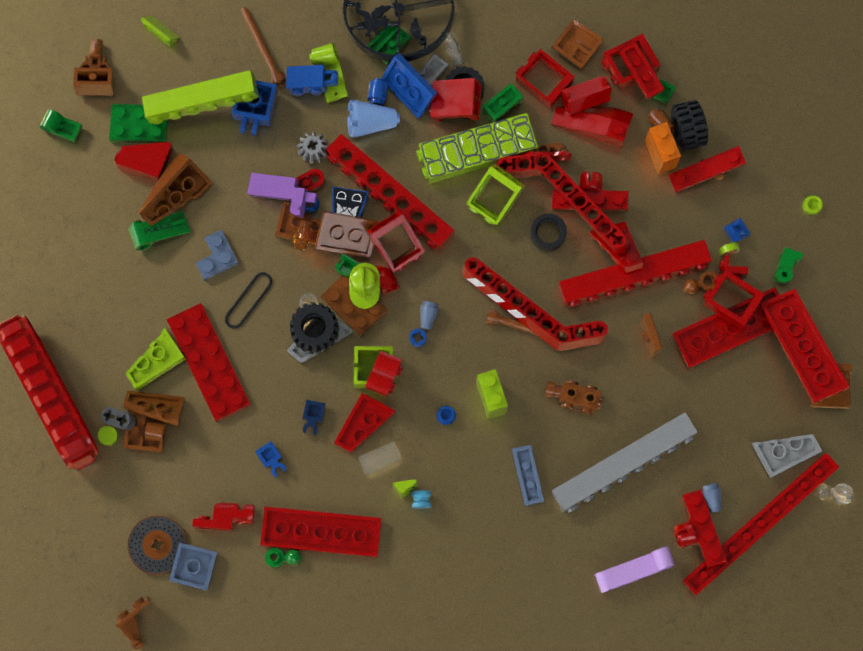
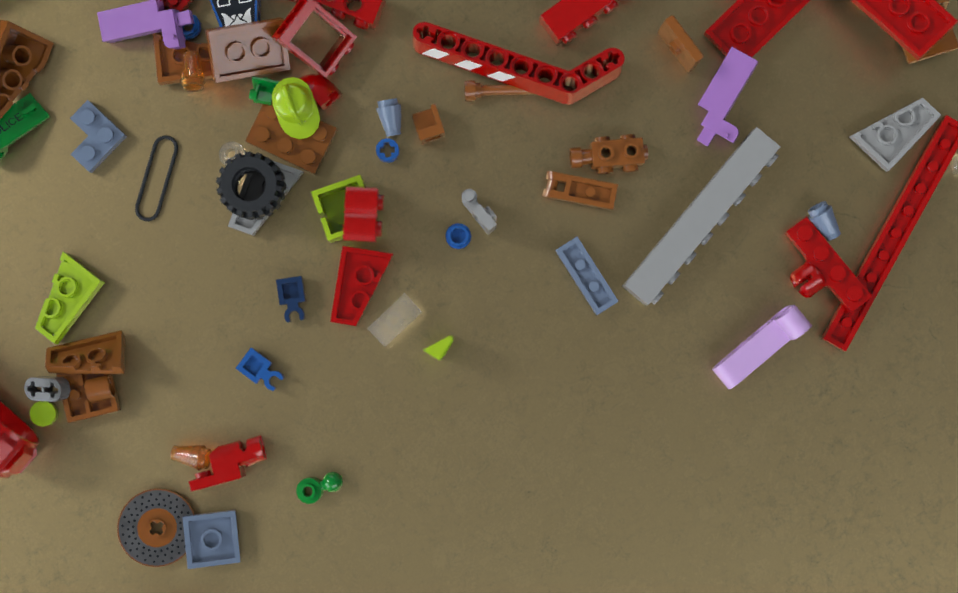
camera: 25 degrees left, 10 degrees up
(200, 502) = (193, 456): none -> clear orange cone
(208, 362) = (135, 275): red plate -> none
(320, 532) = (354, 438): red plate -> none
(421, 499) = (465, 353): medium azure wheel -> none
(453, 330) = (428, 125): none -> dark orange panel
(469, 406) = (484, 216): none -> light grey plate
(491, 394) = (507, 190): lime brick -> none
(545, 413) = (581, 190): none -> dark orange plate
(669, 382) = (722, 95): none -> medium lavender piece

